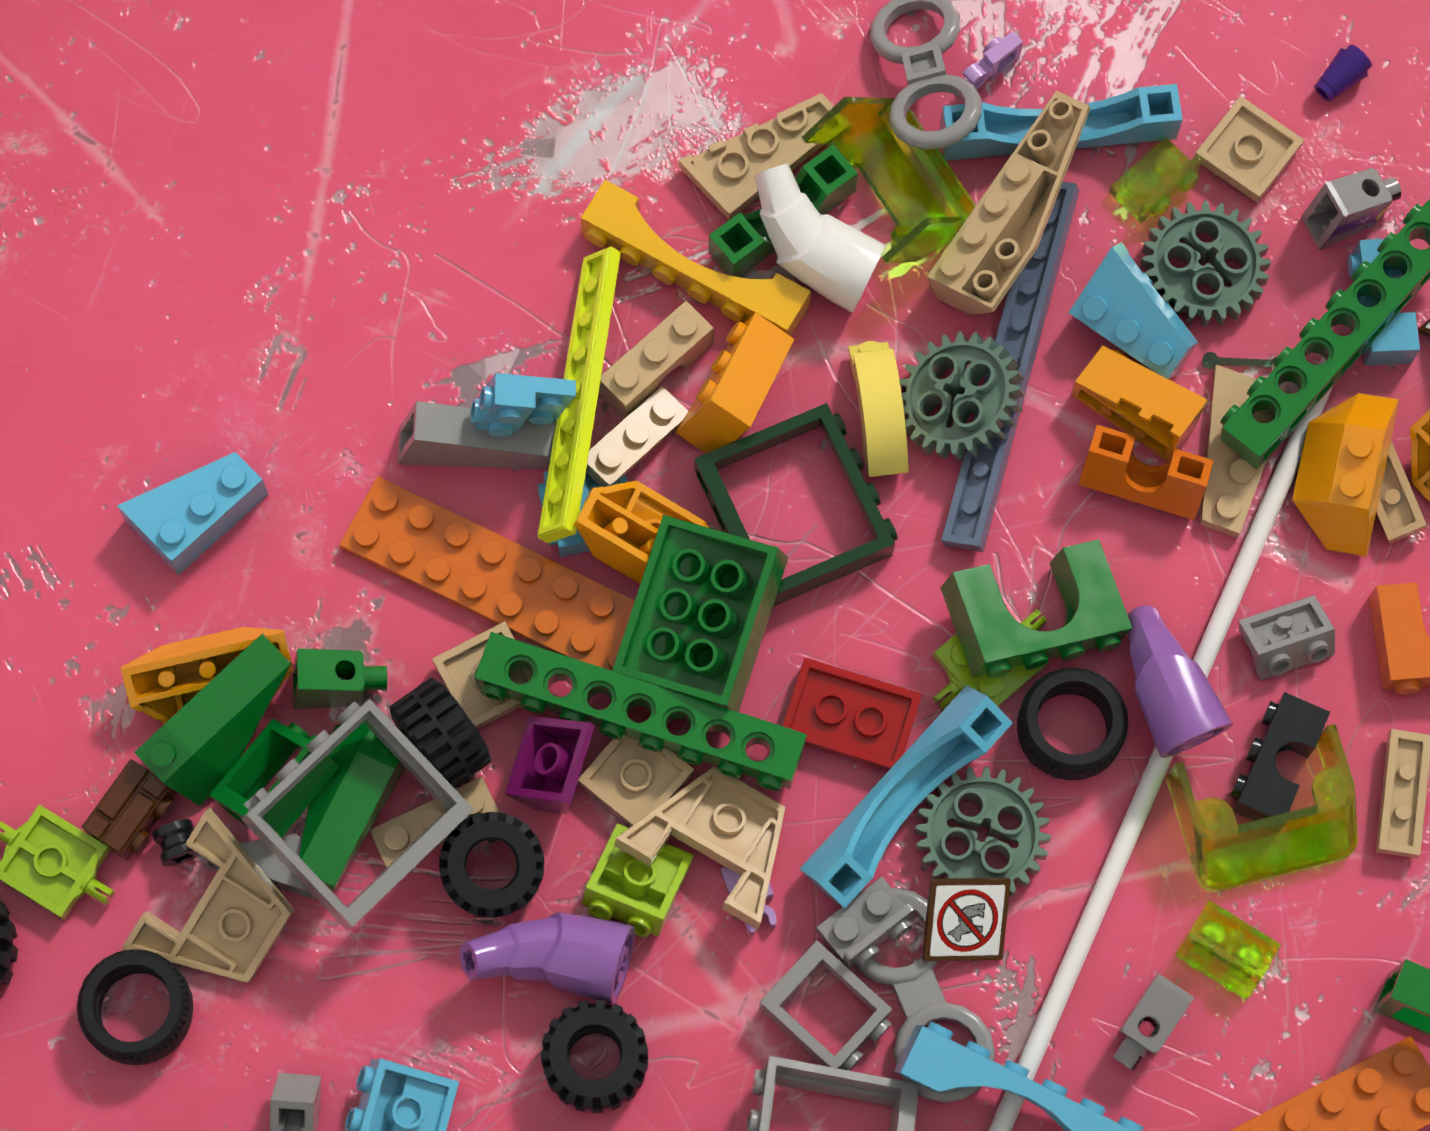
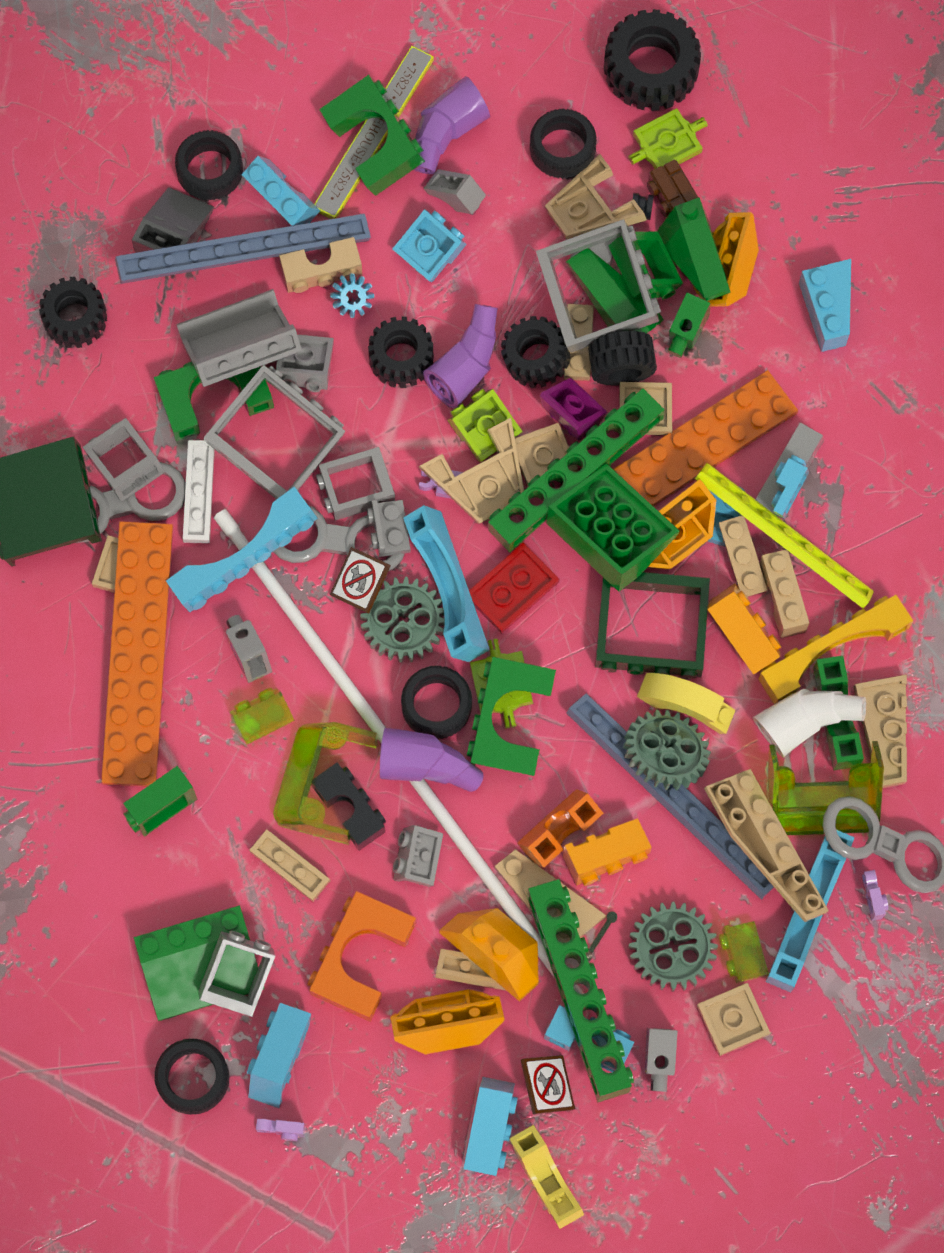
camera: 120 degrees right, 0 degrees up
(1133, 315) = (659, 877): medium azure wedge -> none
(1343, 72) = (753, 1110): dark purple cone -> none

